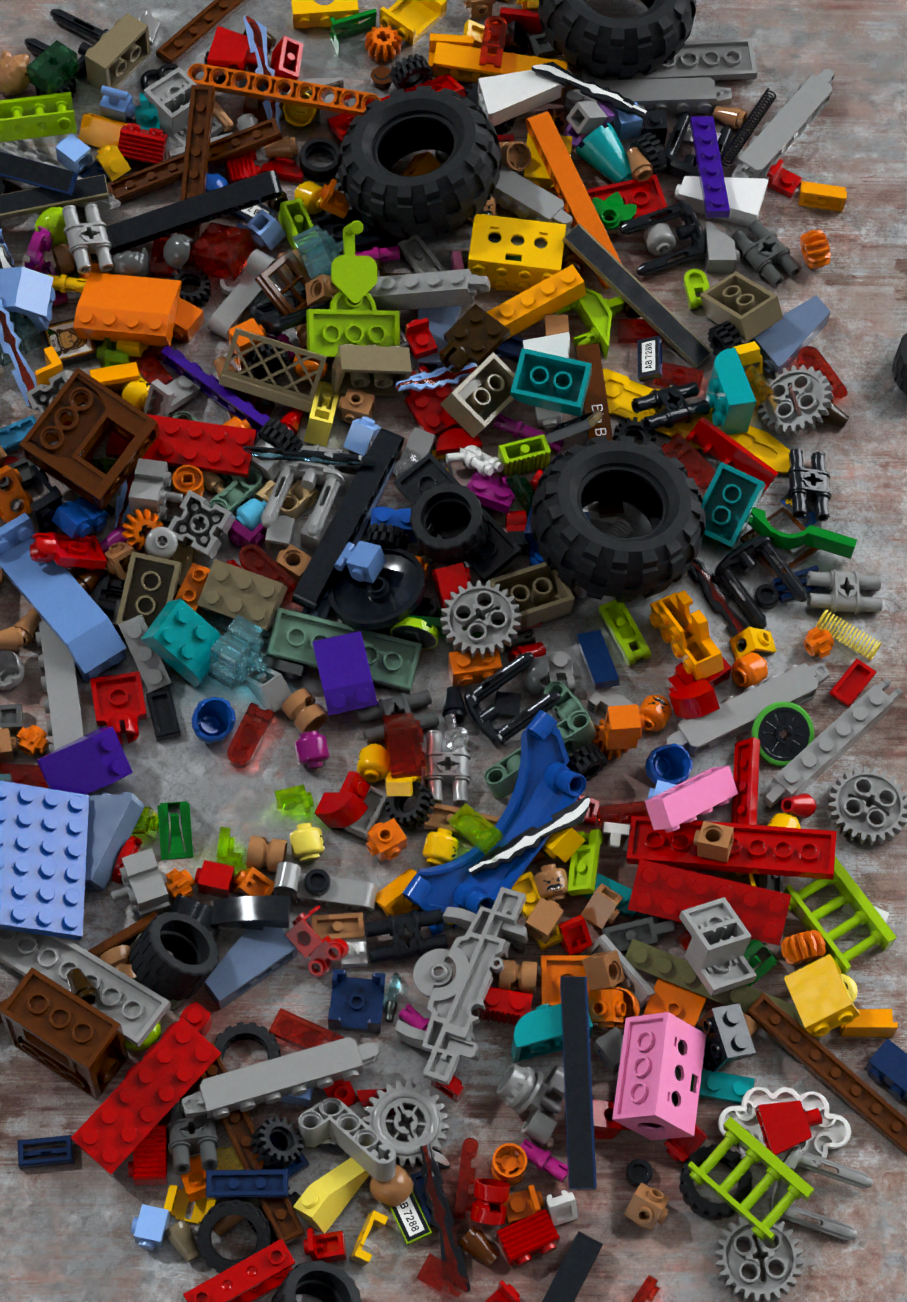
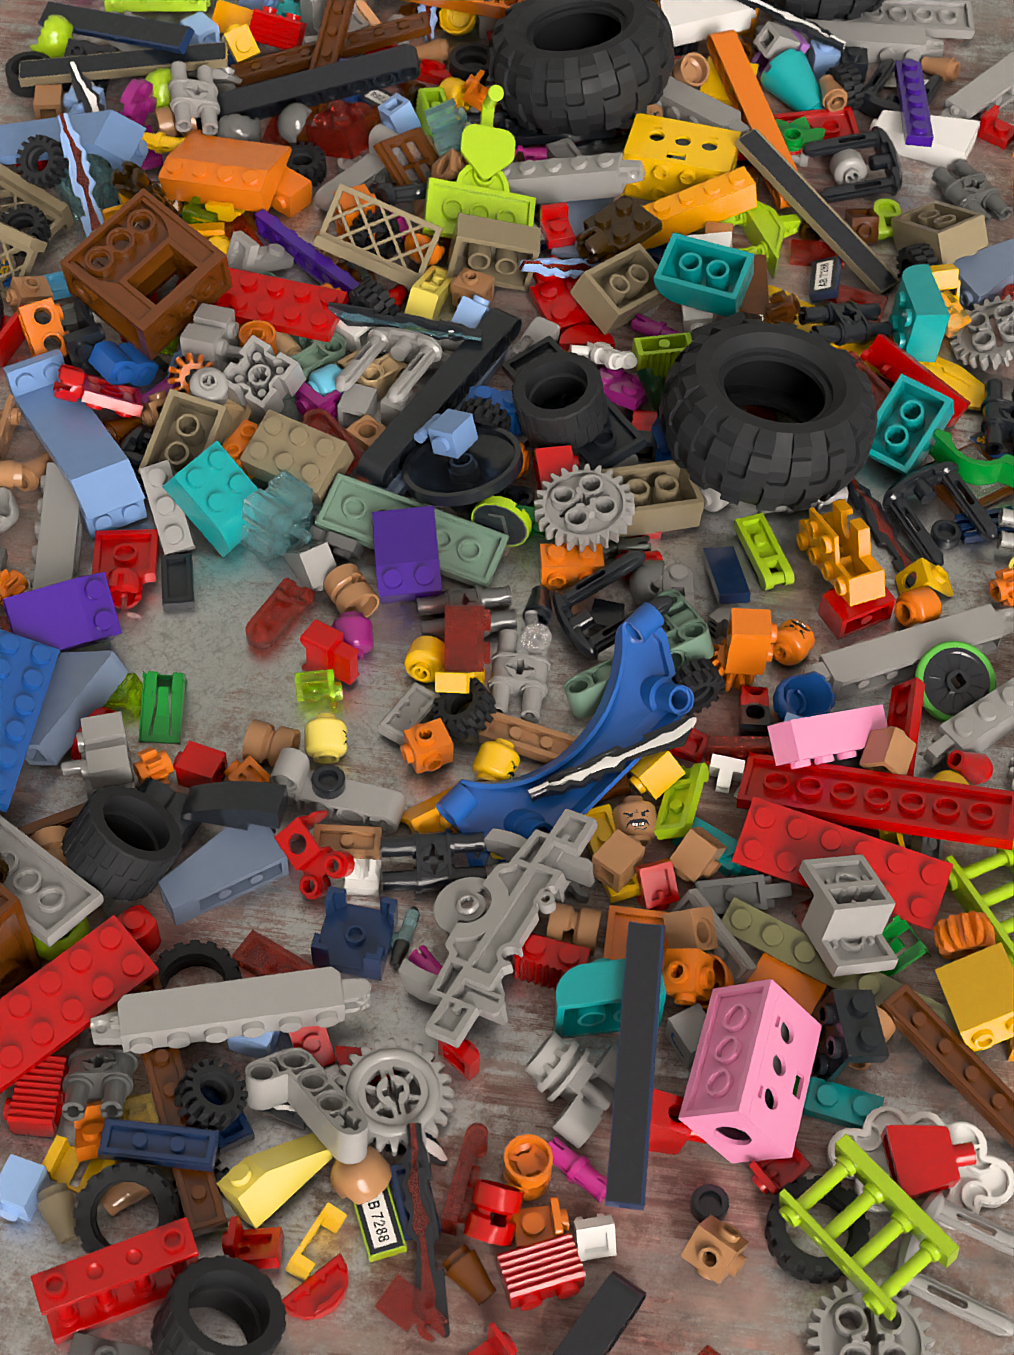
camera: 10 degrees right, 10 degrees down
(66, 344) = (133, 179): none -> dark brown plate
(213, 720) = (235, 588): blue hair -> none
(225, 849) = (221, 734): clear neon green bracket -> none
(297, 770) = (328, 651): none -> red piece
(347, 805) = (383, 699): red brick -> none
(377, 1271) = (320, 1292): none -> red tile
(475, 828) = (544, 742): clear neon green plate -> none
(618, 398) = (783, 307): none -> reddish brown gear
(631, 779) = (753, 711): none -> black leg
(677, 296) = (864, 223): none -> reddish brown bracket
(692, 700) = (843, 626): red brick -> none
(716, 850) = (855, 785): medium nougat brick -> none
(720, 251) = (917, 184): light grey slope -> none
(736, 806) = (888, 751): none -> medium nougat brick
(739, 147) = (958, 74): black piece -> none

